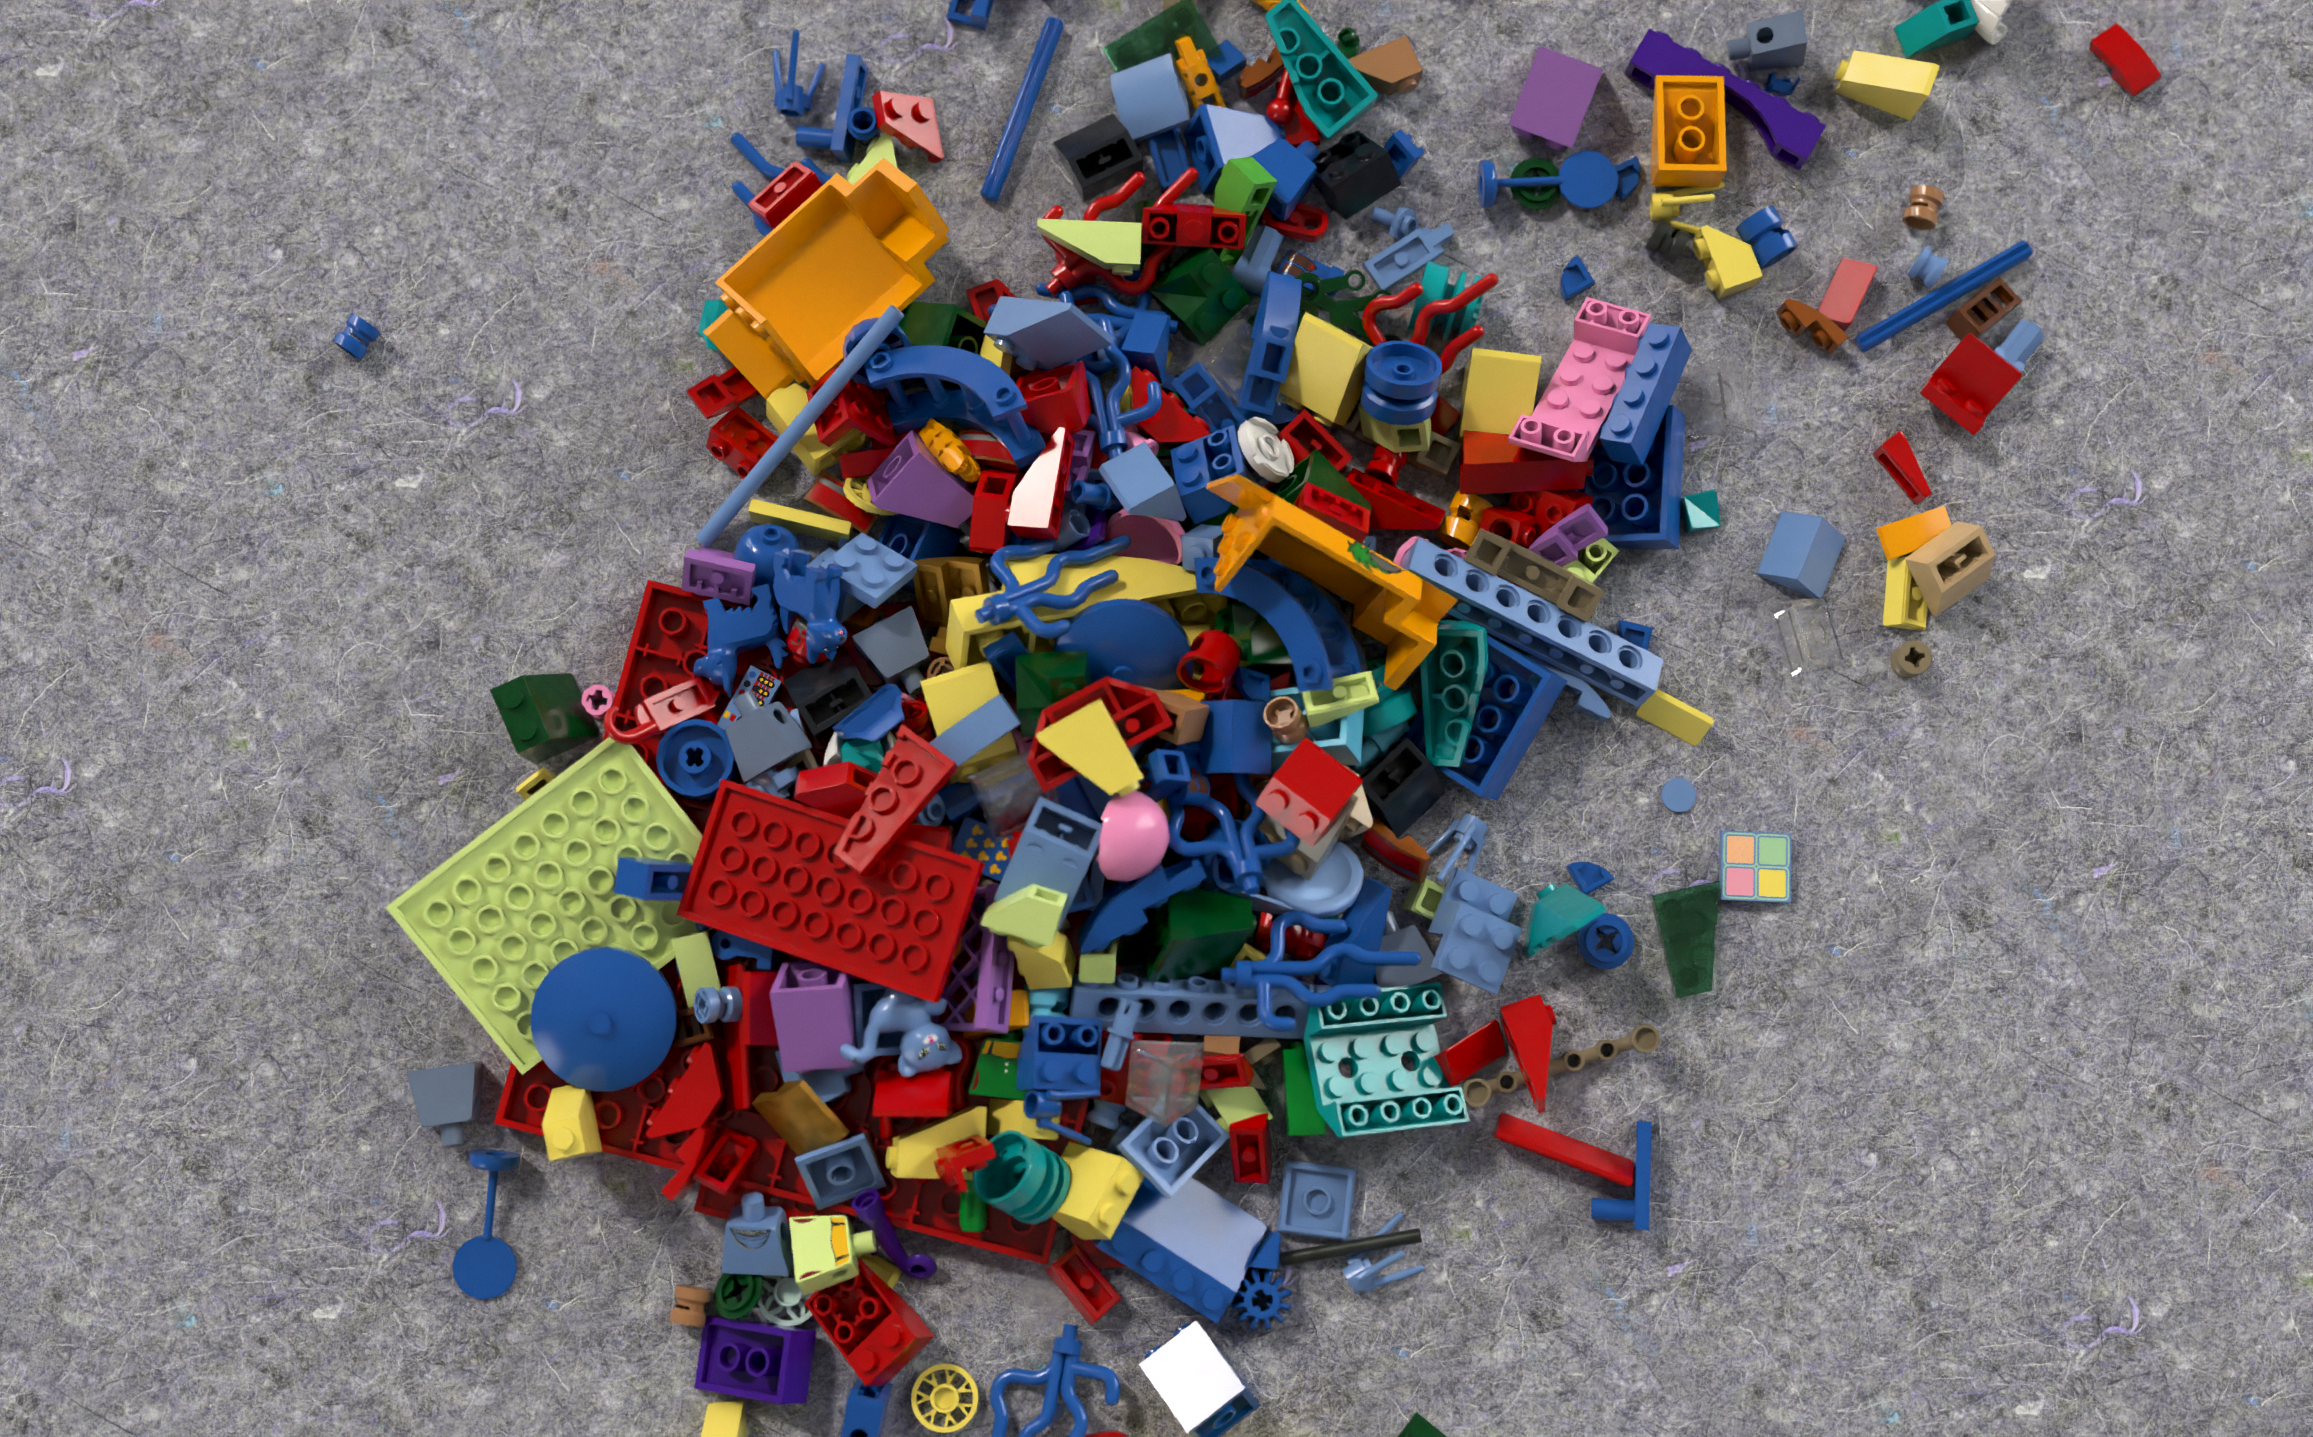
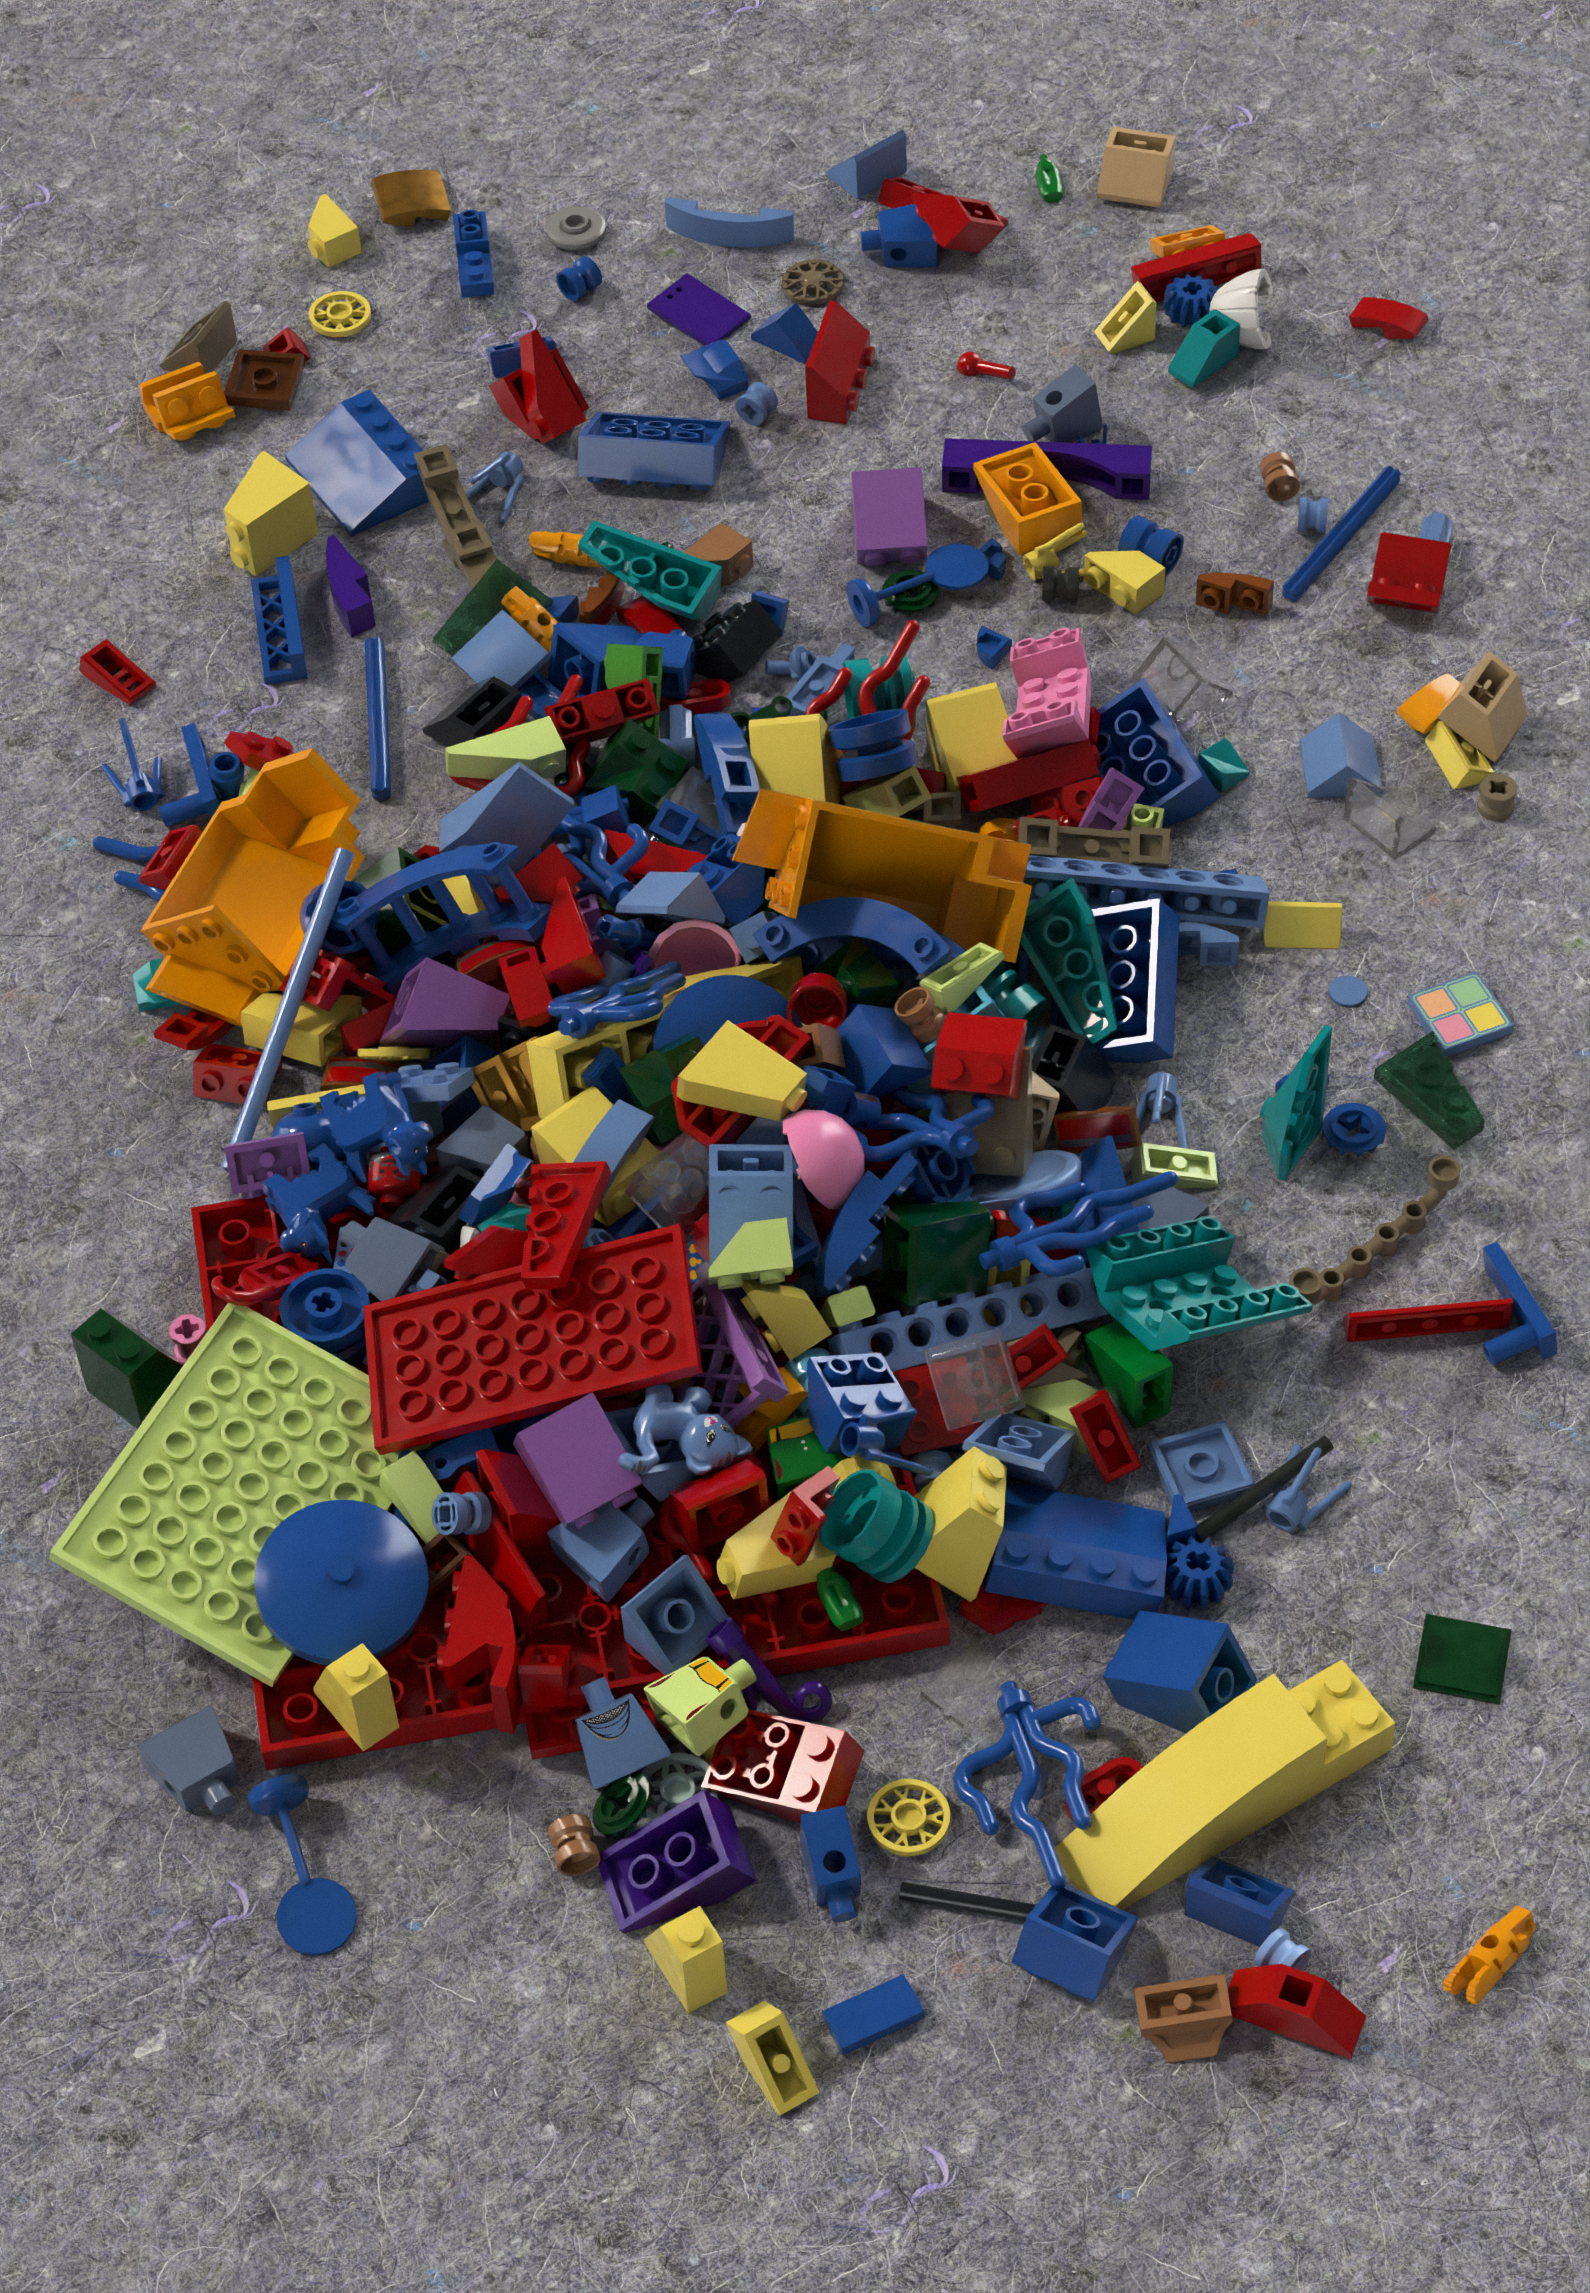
camera: 20 degrees left, 30 degrees down
(651, 878) = (332, 1418): blue slope -> none
(800, 1117) = (605, 1571): pearl gold slope -> none
(950, 451) = (465, 960): light orange hinge -> none
(1083, 1284) = (998, 1641): red slope -> none
(1120, 1034) = (908, 1352): medium blue axle -> none
(1280, 109) = (631, 616): red bar -> none
(1471, 1053) = (1277, 1261): red slope -> none
(1474, 930) = (1218, 1157): medium blue bracket -> none
(1530, 1033) = (1332, 1228): red slope -> none
(1645, 393) = (1111, 676): blue brick -> none
(1847, 291) = (1251, 554): slope -> none
(1886, 82) = (1187, 400): light yellow slope -> none
(1903, 467) = (1382, 657): red slope -> none
(1966, 322) = (1378, 523): reddish brown slope -> none

